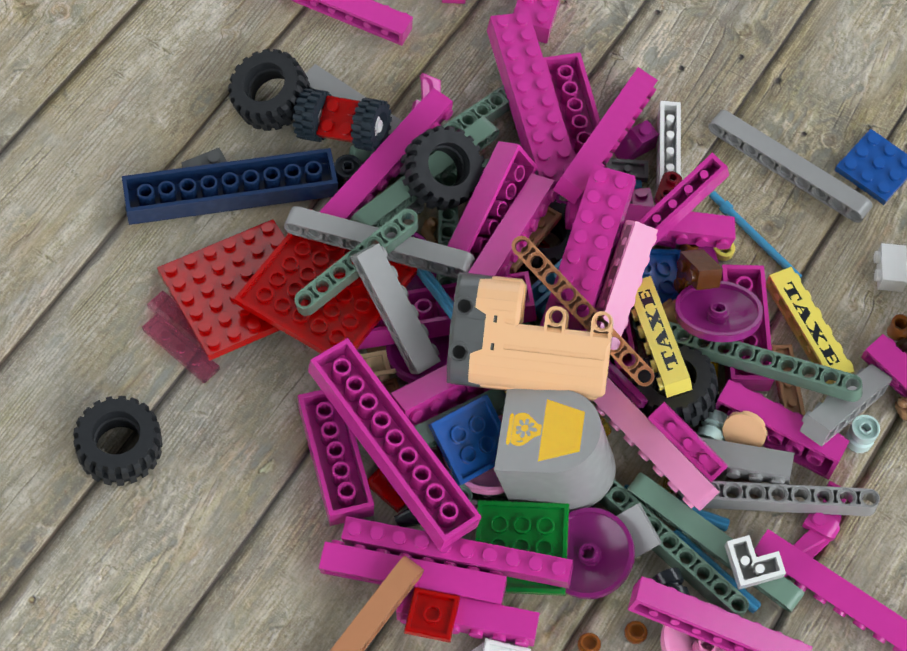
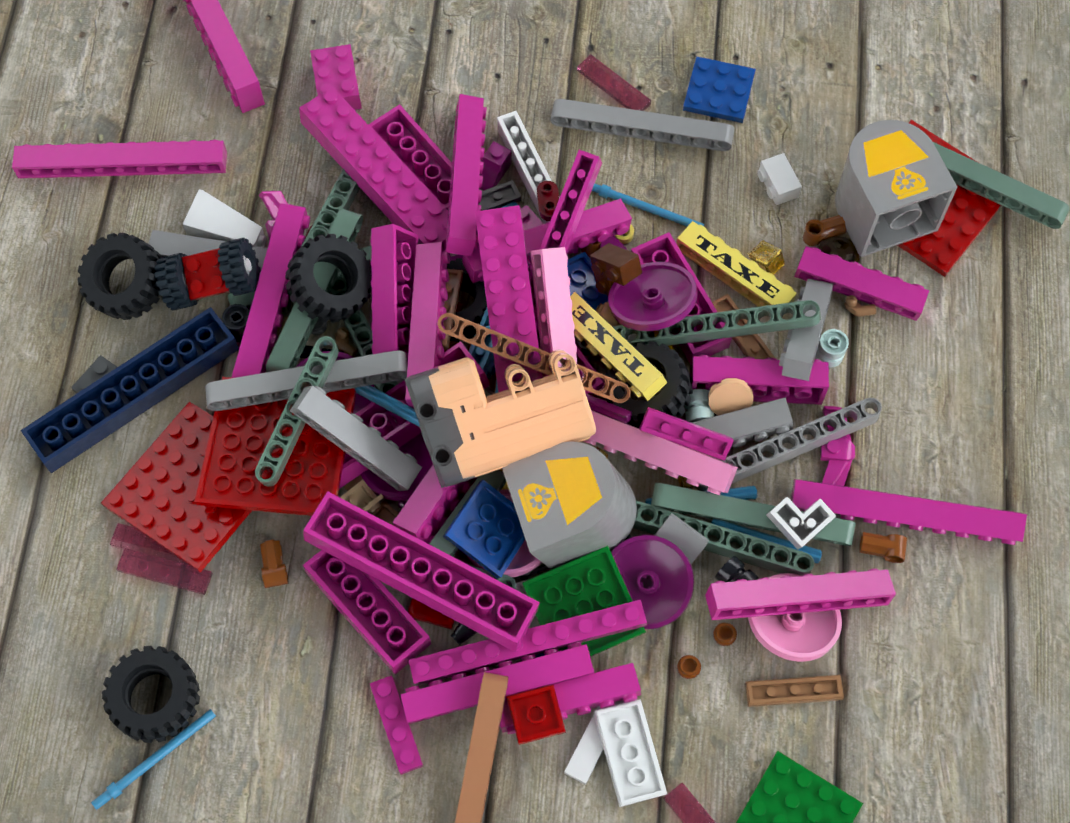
camera: 20 degrees left, 5 degrees up
(49, 504) = (115, 789): none -> dark azure bar
(273, 389) = (274, 569): none -> dark orange piece
(308, 568) = (396, 725): none -> dark pink plate
(373, 81) = (217, 221): none -> white slope
(782, 120) = (613, 84): none -> clear pink tile
(826, 631) = (890, 547): none -> dark orange piece
(845, 329) = (767, 256): none -> clear yellow bracket

